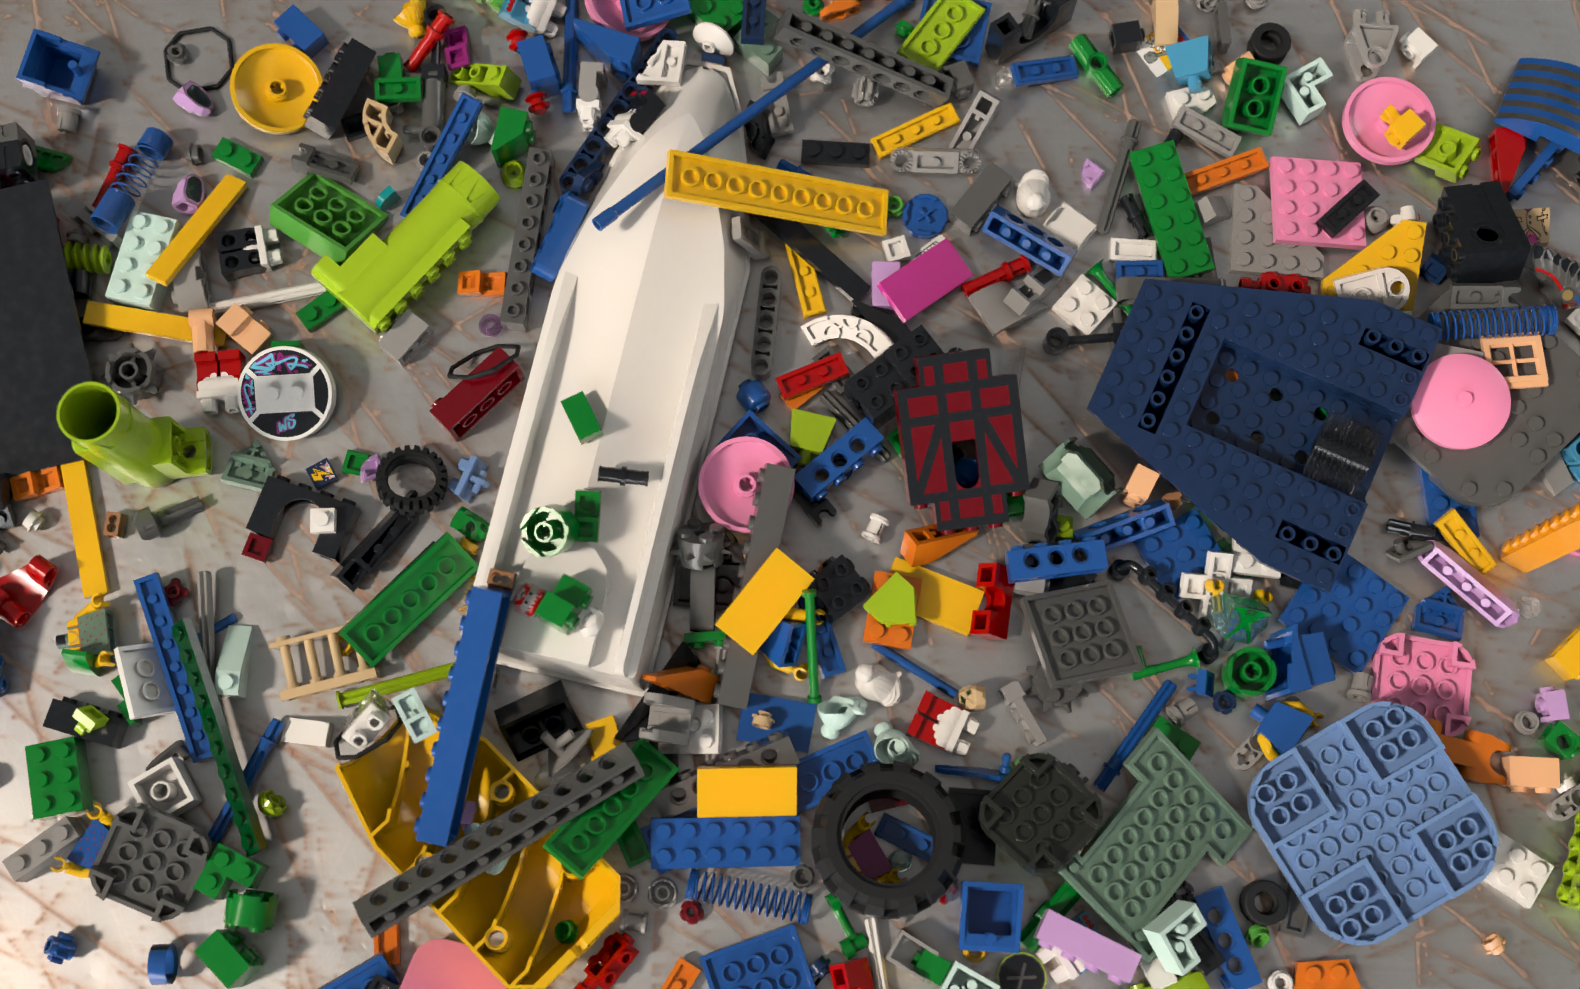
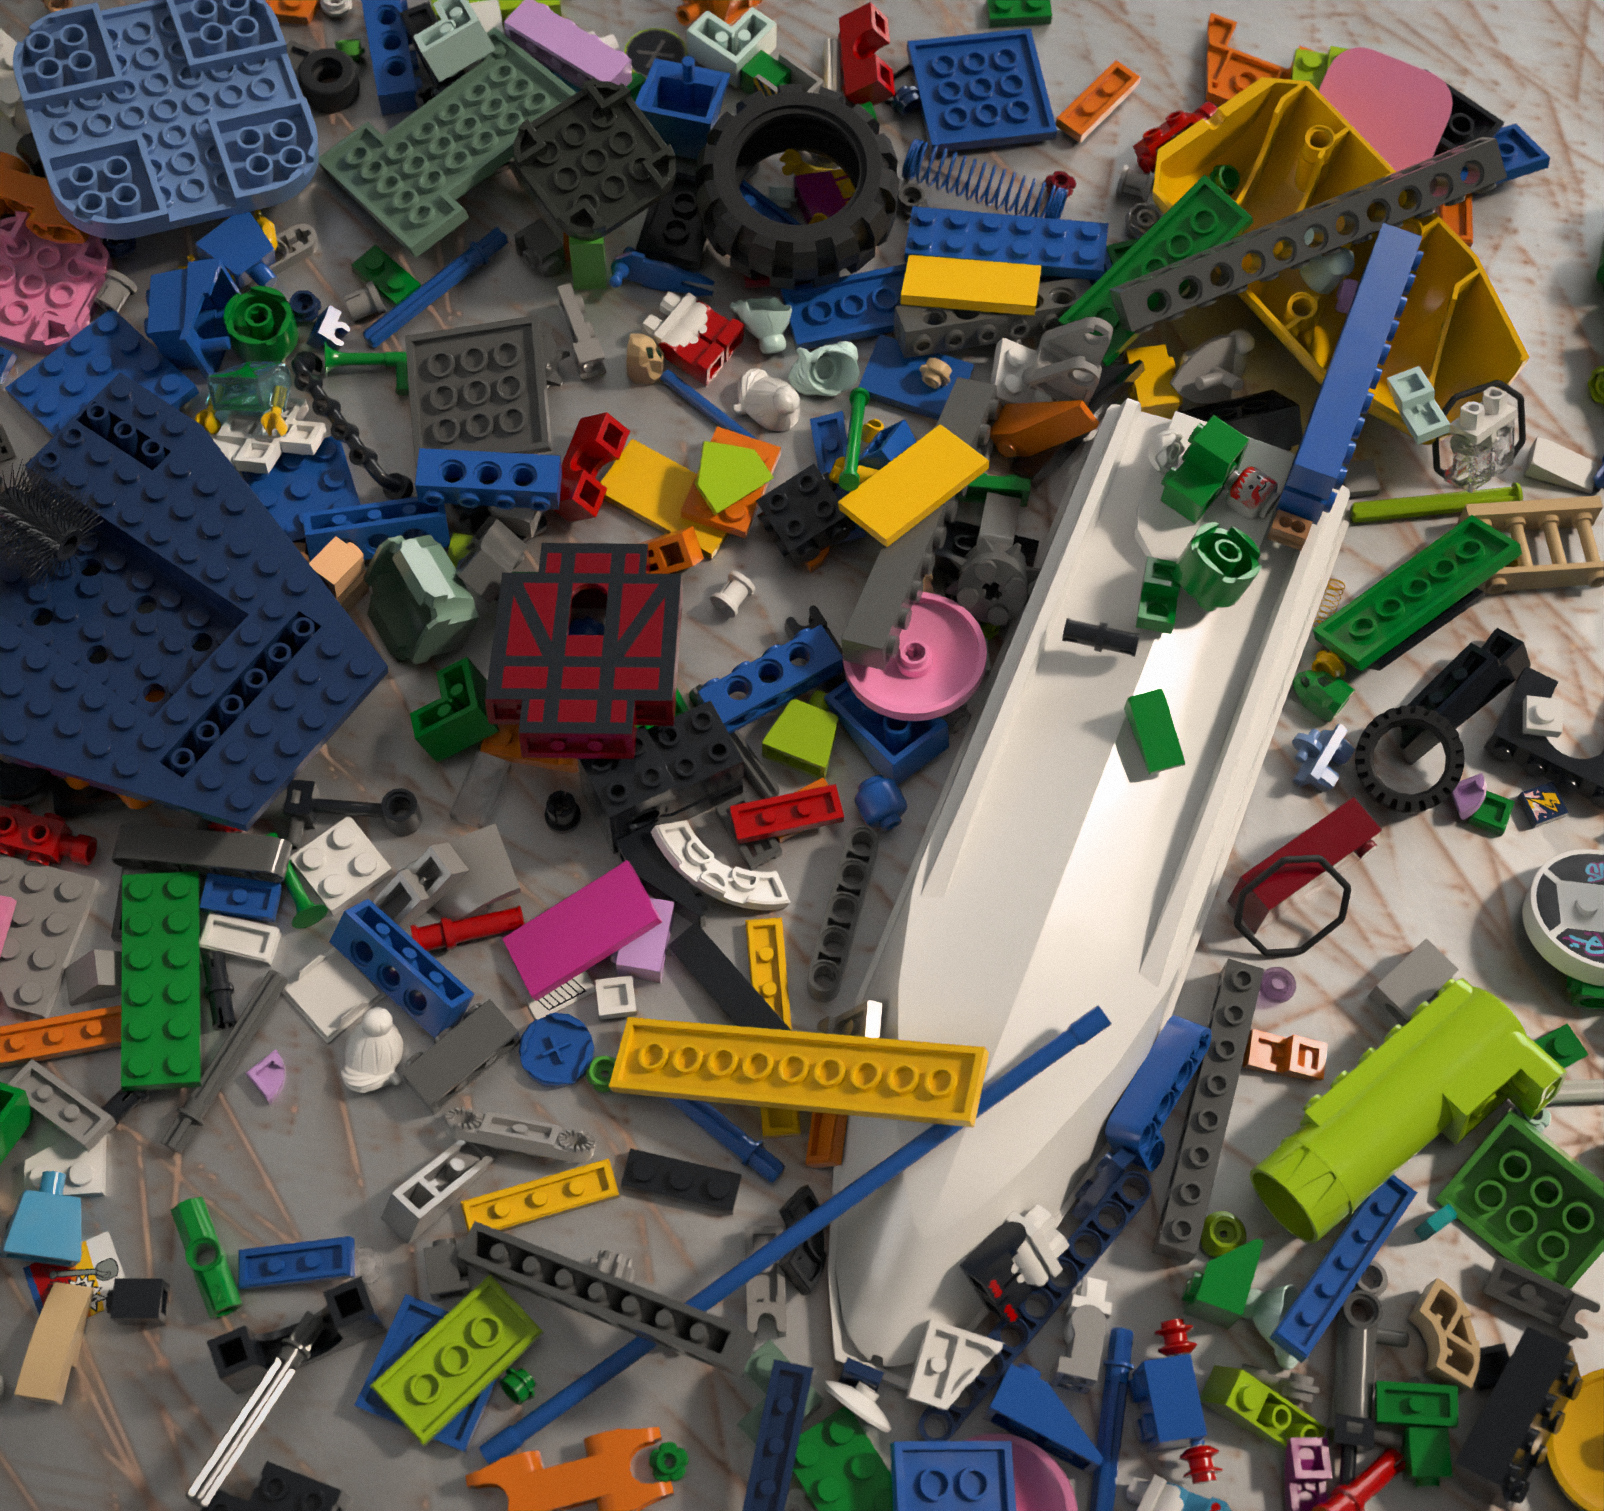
camera: 175 degrees left, 10 degrees down
(654, 893) = (1094, 200): light grey plate -> none
(1035, 406) = (456, 717): none -> green brick

